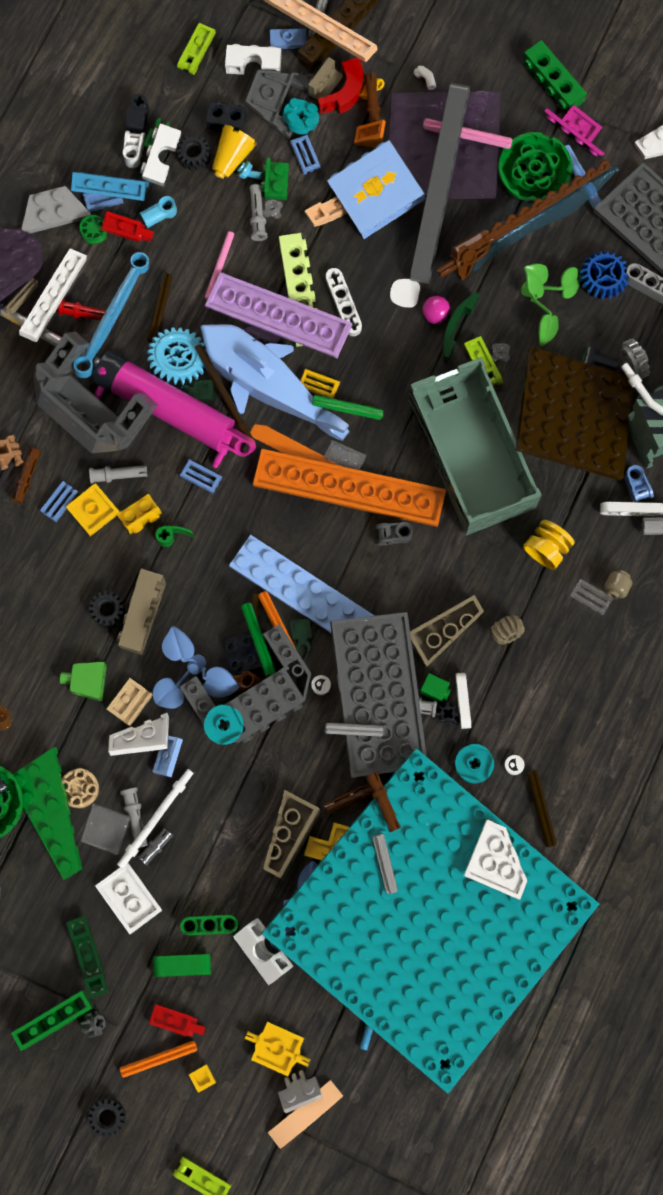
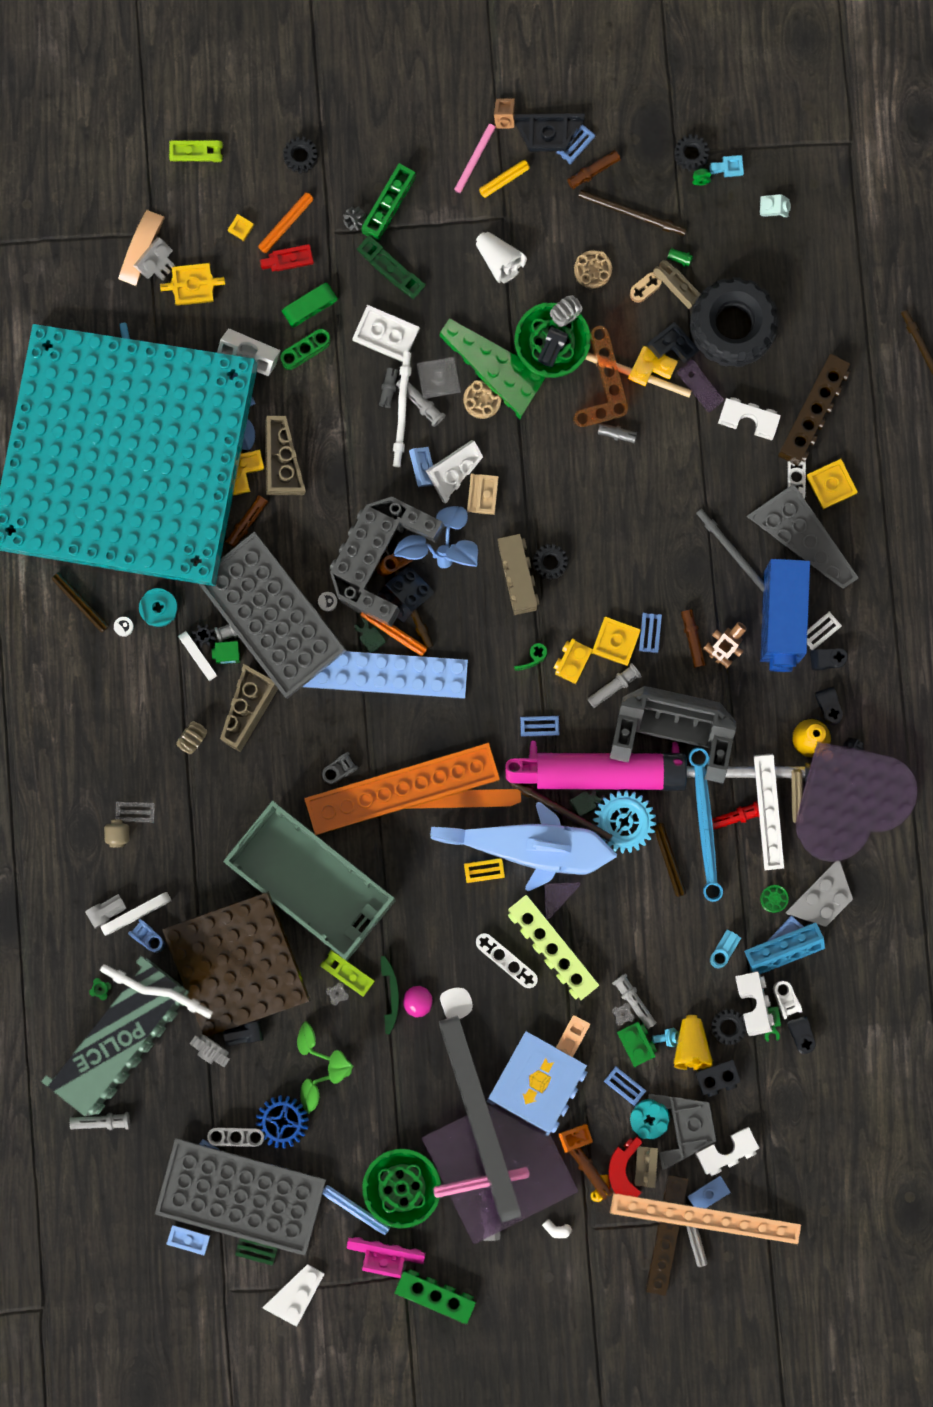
camera: 150 degrees right, 5 degrees up
(86, 679) = (530, 491): bright green torso -> none
(125, 227) = (745, 915): red hinge -> none
(196, 48) = (788, 1133): lime plate -> none
(220, 262) = (639, 931): bright pink bar -> none
(228, 714) = (389, 519): teal plate -> none
(258, 639) = (402, 604): green axle -> none
(279, 315) = (555, 907): lavender plate -> none
(344, 456) = (422, 816): clear plate -> none
(347, 407) = (444, 859): green axle -> none
(353, 729) = (273, 570): light grey axle -> none
(384, 804) = (218, 523): reddish brown pin -> none
(385, 864) = (193, 481): light grey axle -> none
(484, 245) = (411, 1077): piece -> none
(496, 862) = (92, 525): white plate -> none
(549, 544) = (196, 833): yellow wheel -> none

